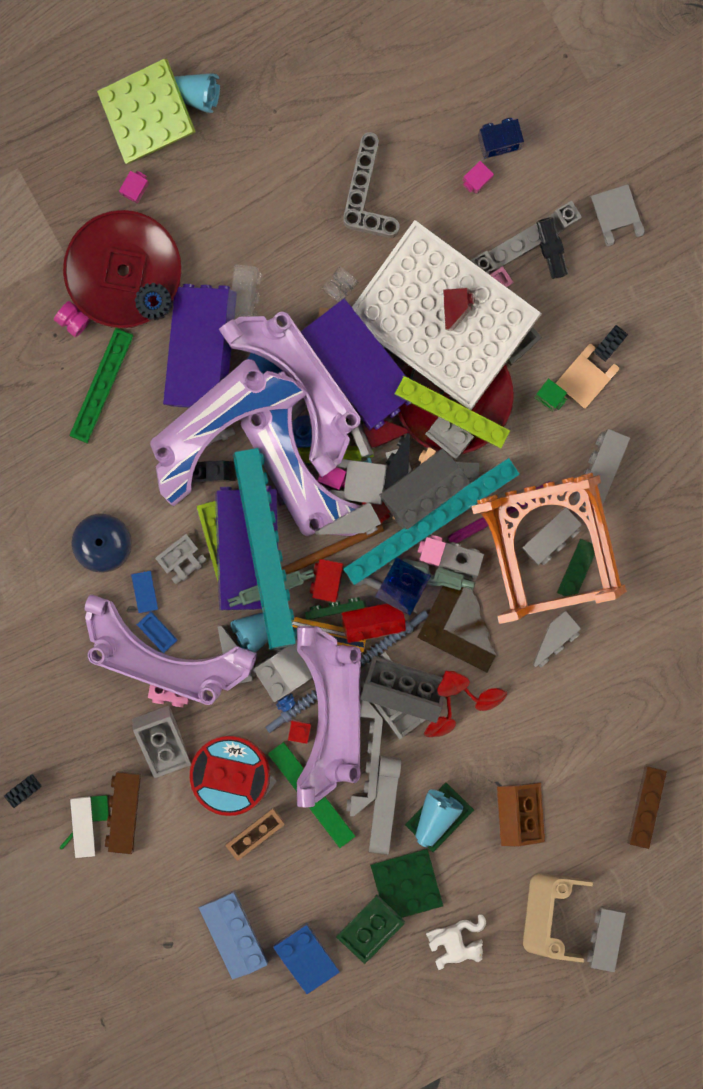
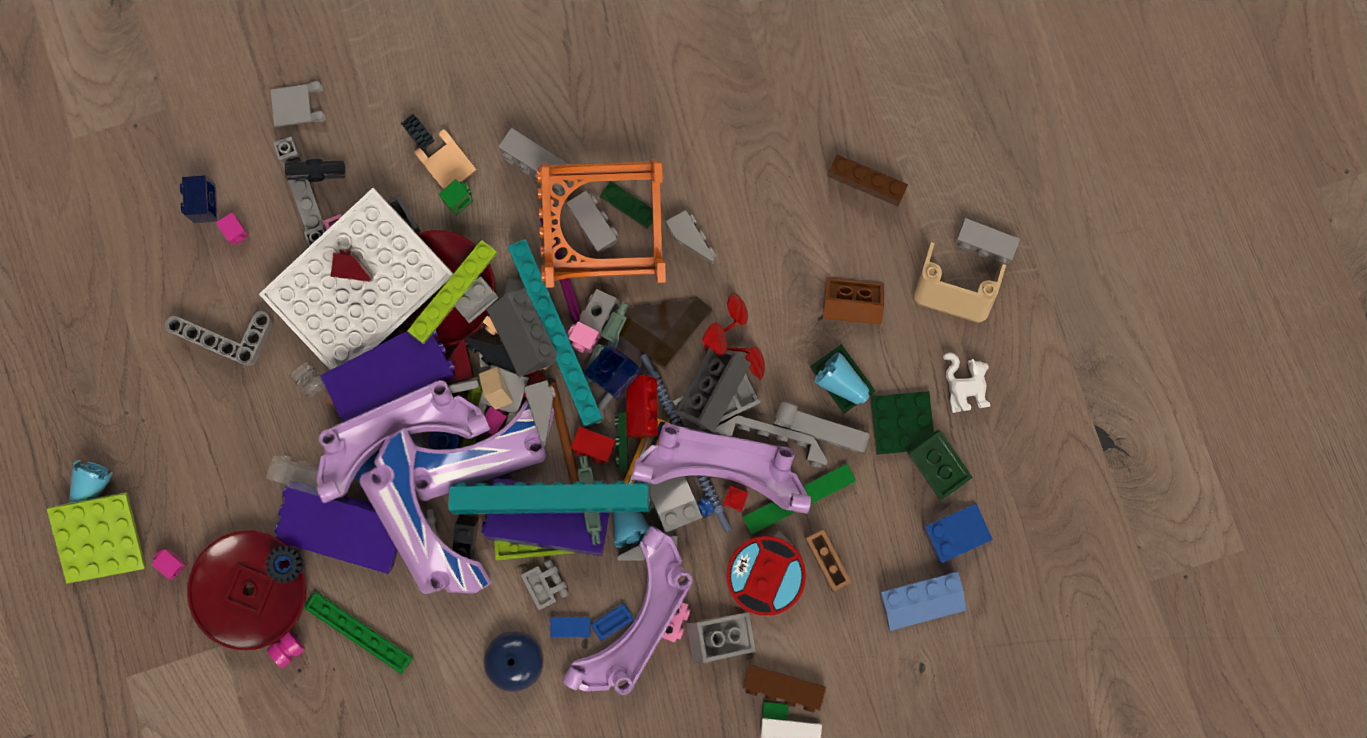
camera: 75 degrees left, 5 degrees down
(364, 473) = (495, 388): none -> tan slope

